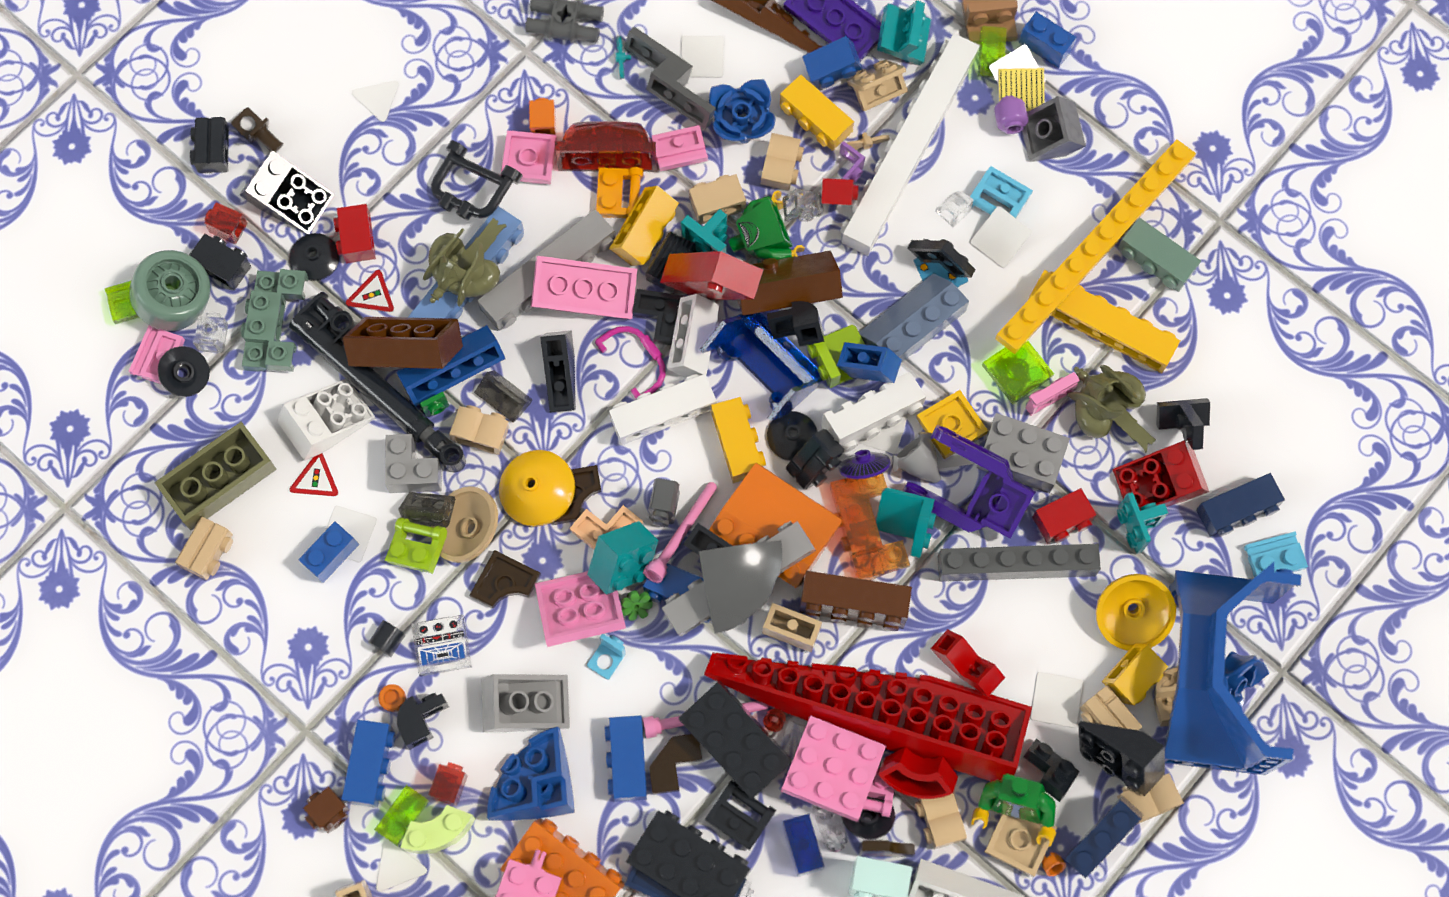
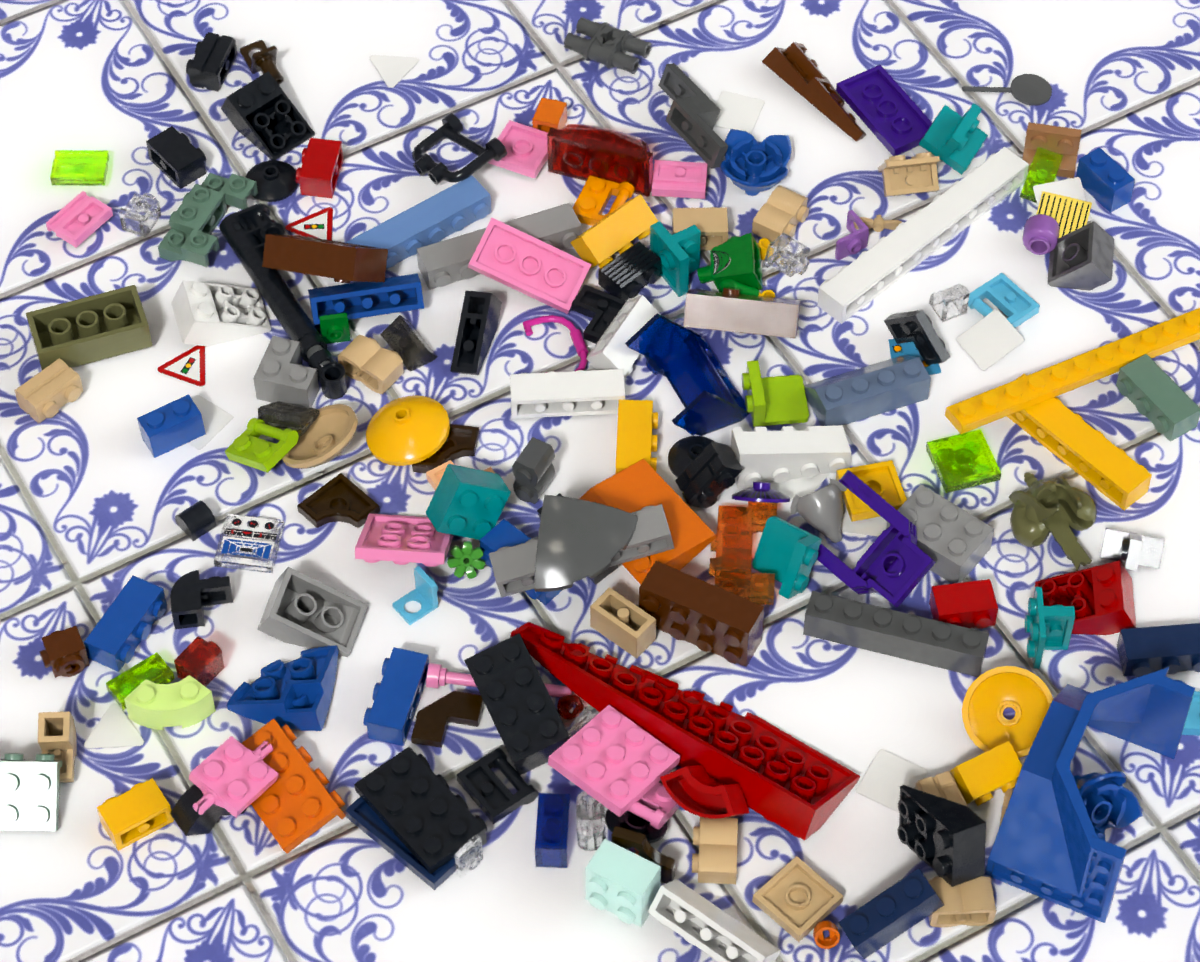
camera: 20 degrees right, 20 degrees down
(166, 307) = (116, 161): sand green wheel -> none
(192, 363) = (102, 227): black dish -> none
(225, 223) = (198, 126): clear red brick -> none
(392, 697) = (174, 571): orange tile -> none
(463, 270) = (411, 216): olive hair -> none
(620, 56) = (651, 91): teal piece -> none
(657, 568) = (500, 524): bright pink piece -> none
(712, 275) = (662, 273): red brick -> none
(800, 320) = (738, 345): black brick -> none
(816, 113) = (833, 183): yellow brick -> none
(832, 63) = (866, 142): blue brick -> none
(839, 191) = (828, 248): red brick -> none
(869, 362) = (800, 401): blue brick -> none
(965, 662) = (801, 713): red brick -> none
(1021, 800) = (809, 847): green torso -> none
(1052, 393) = (990, 488): bright pink plate -> none
(1058, 771) = (857, 838): black plate -> none

